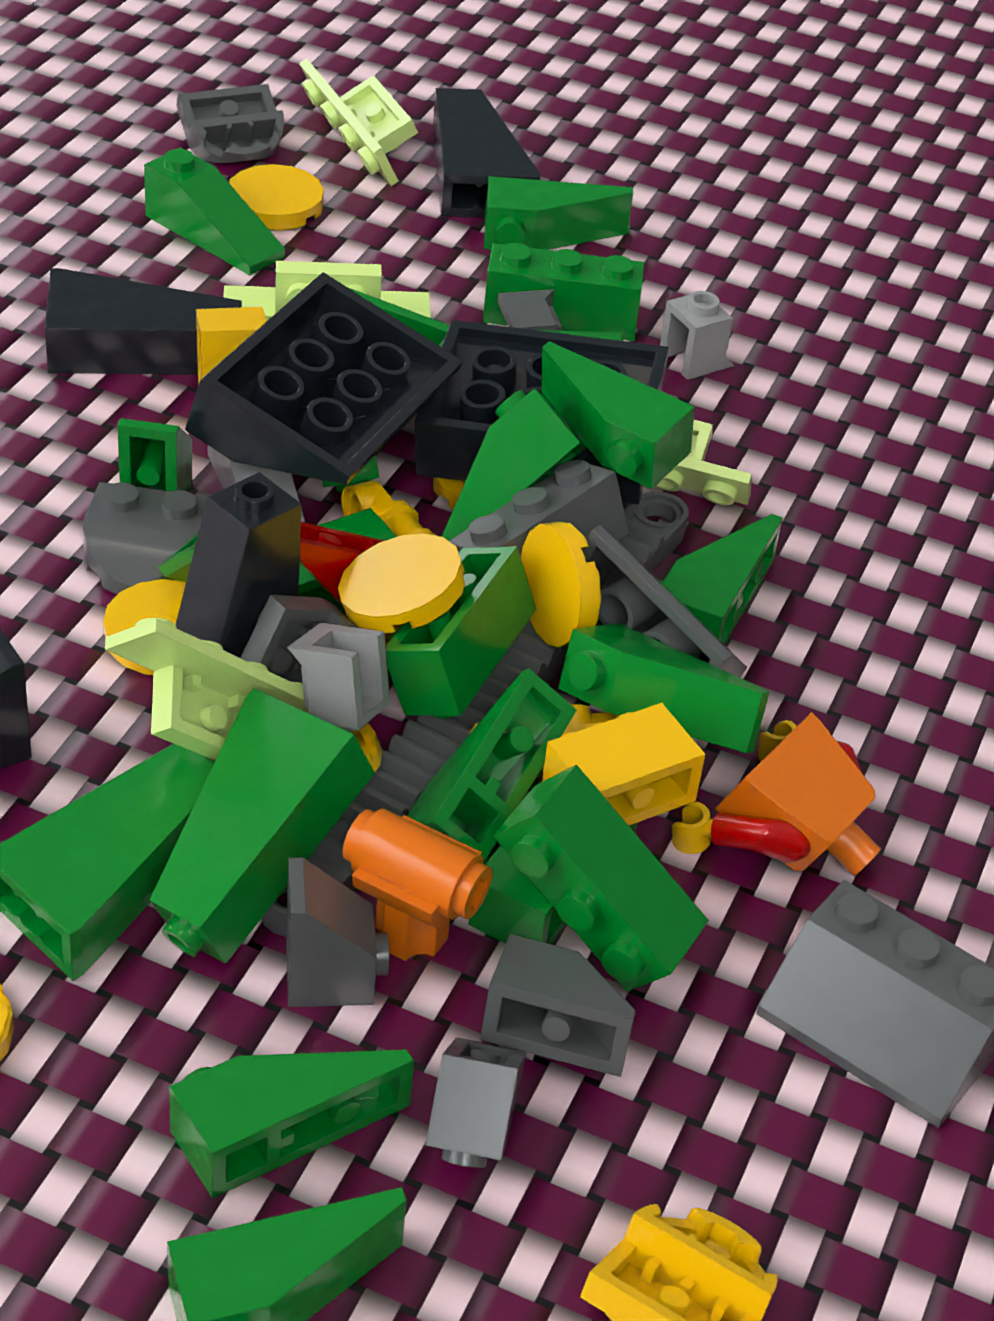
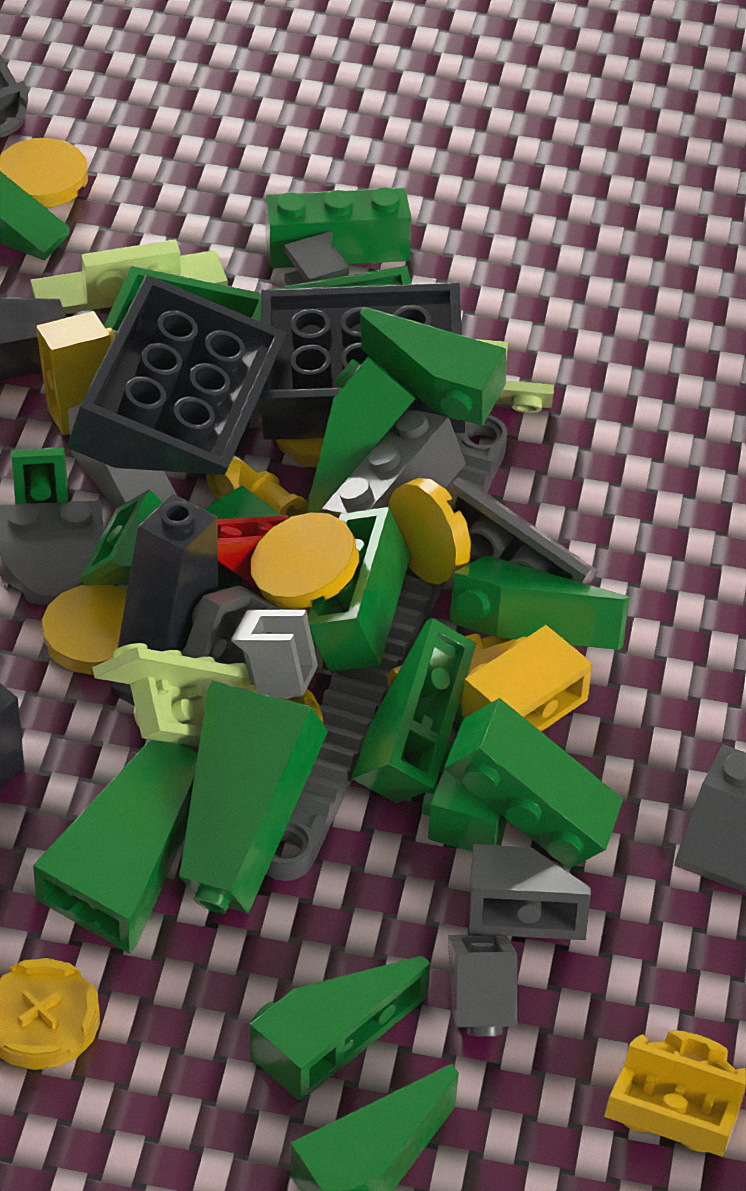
camera: 10 degrees left, 5 degrees up
(330, 941) = (331, 880): dark grey slope -> none
(365, 118) = (102, 70): yellowish green bracket -> none
(415, 877) = (386, 815): orange piece -> none
(469, 148) = (217, 96): black slope -> none
(553, 212) = (297, 146): green slope -> none
(700, 330) = (469, 240): light grey window -> none
(725, 575) = (551, 486): green slope -> none
(790, 803) = (663, 682): orange torso -> none

